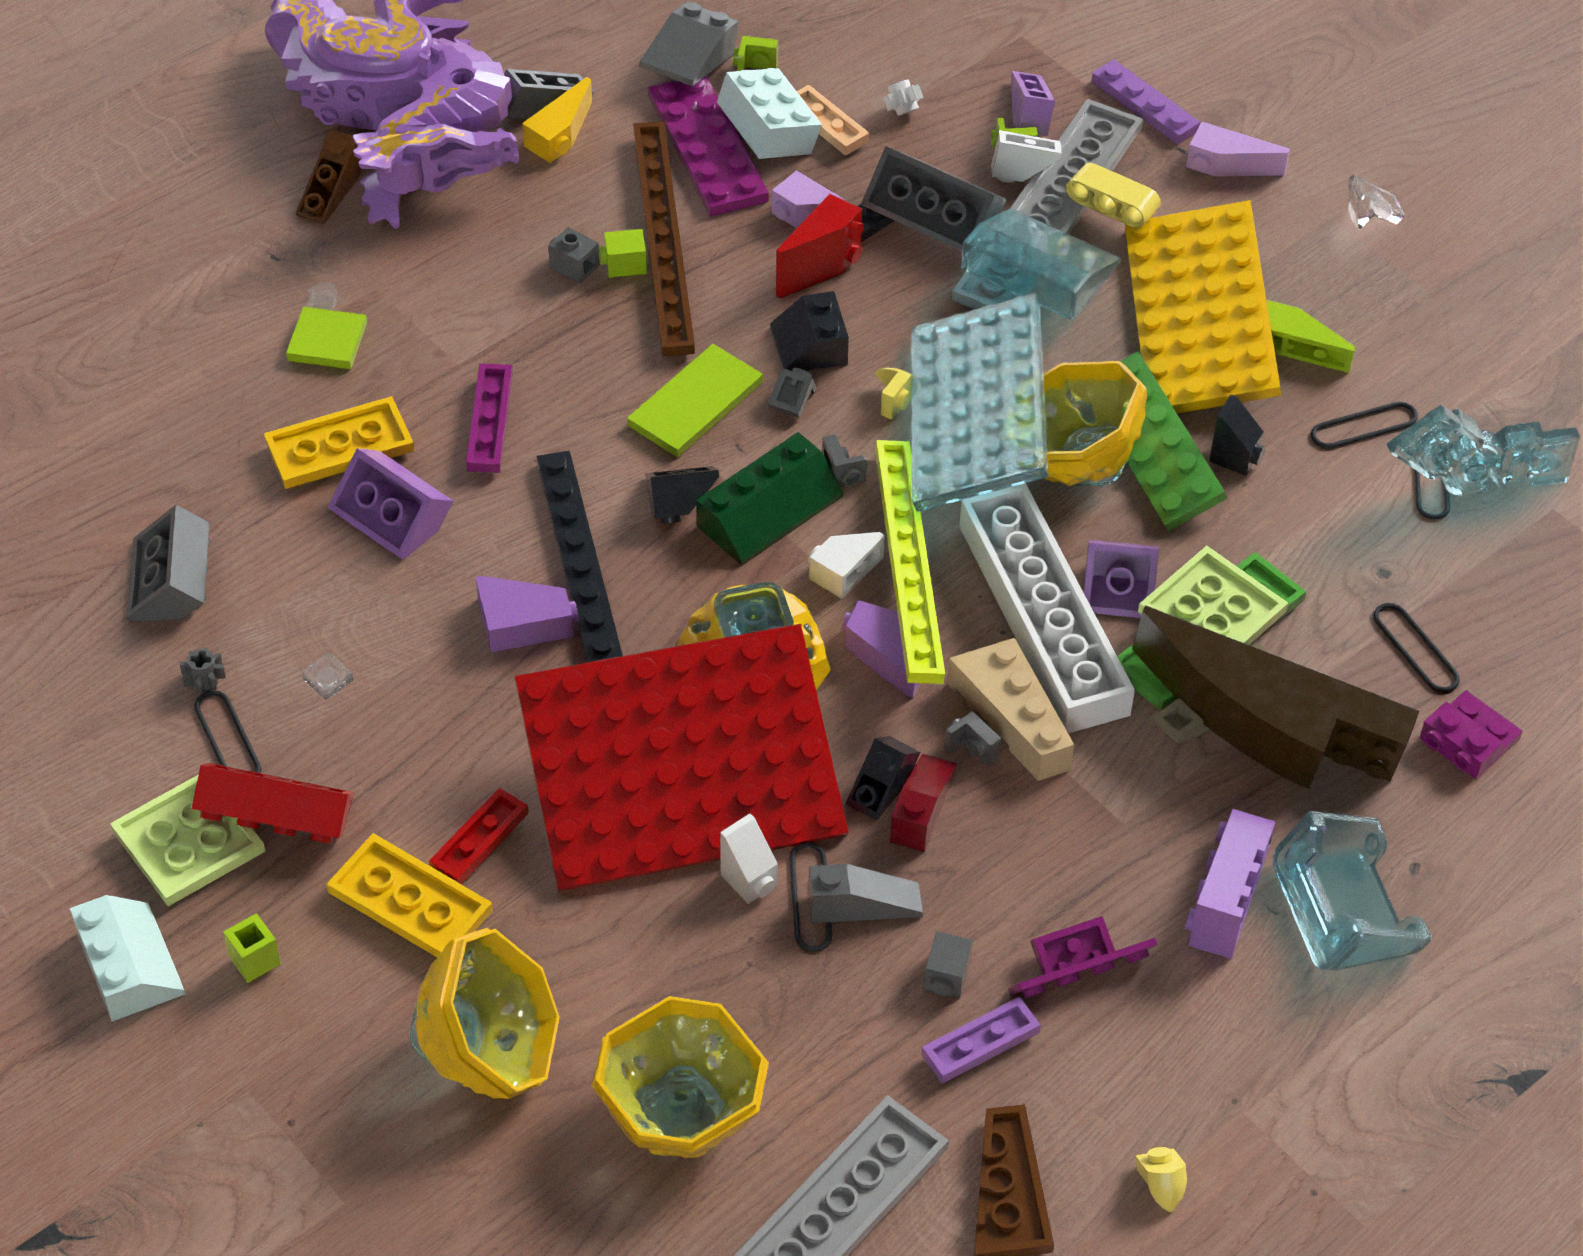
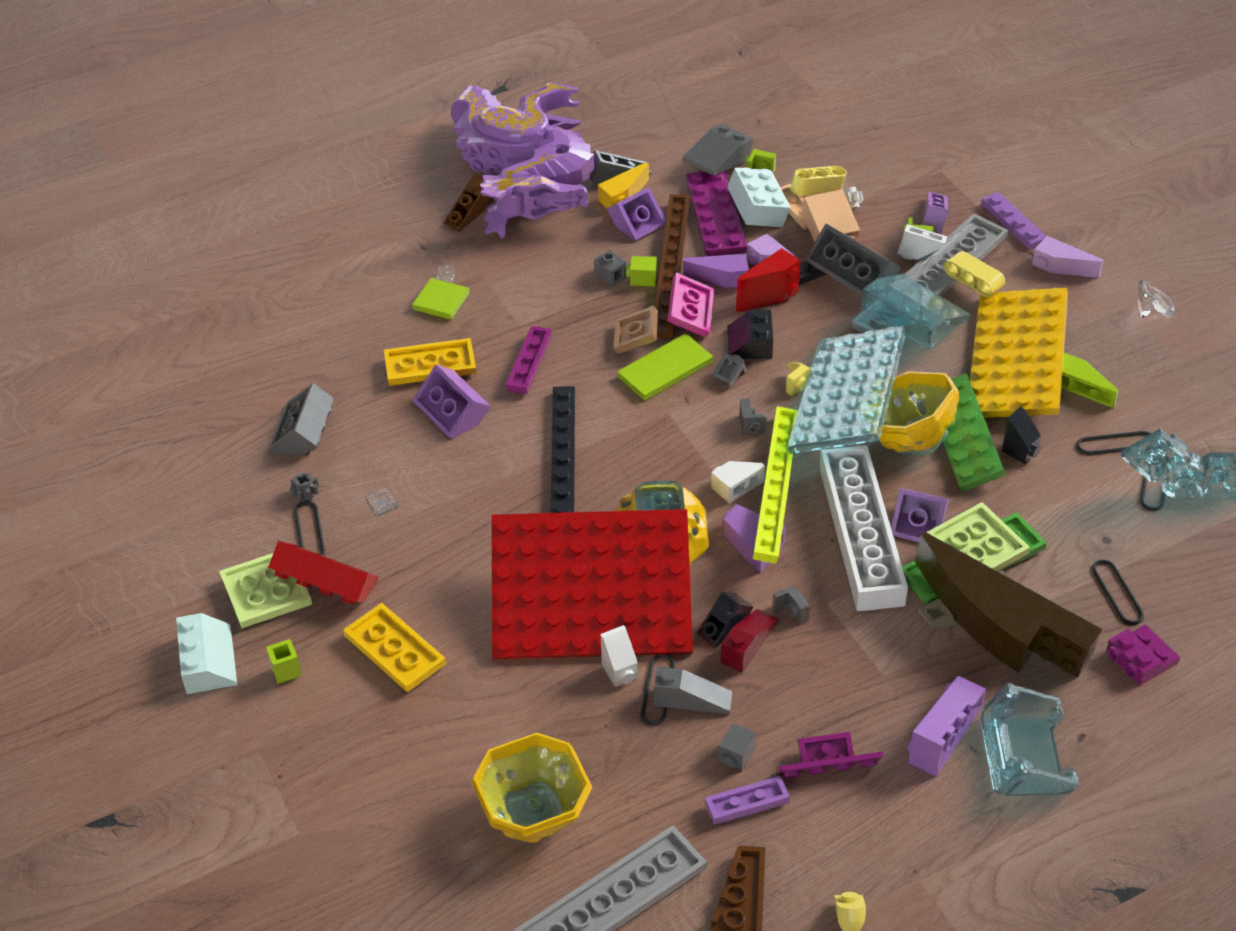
camera: 15 degrees right, 5 degrees down
(479, 836) = (450, 615): red plate -> none
(486, 1016) = (417, 726): rock -> none
(523, 613) = (517, 481): medium lavender slope -> none
(592, 163) = (637, 214): none -> medium lavender slope
(639, 349) = (635, 330): none -> medium nougat plate
(676, 491) = (636, 420): black slope -> none
(711, 298) = (691, 305): none -> dark pink plate
(742, 236) = (716, 269): none -> medium lavender slope
(768, 499) = (695, 433): dark green slope -> none
(850, 75) = (817, 180): none -> light yellow beam
(880, 123) = (829, 209): none -> light nougat brick
(1015, 706) = (823, 581): tan wedge -> none

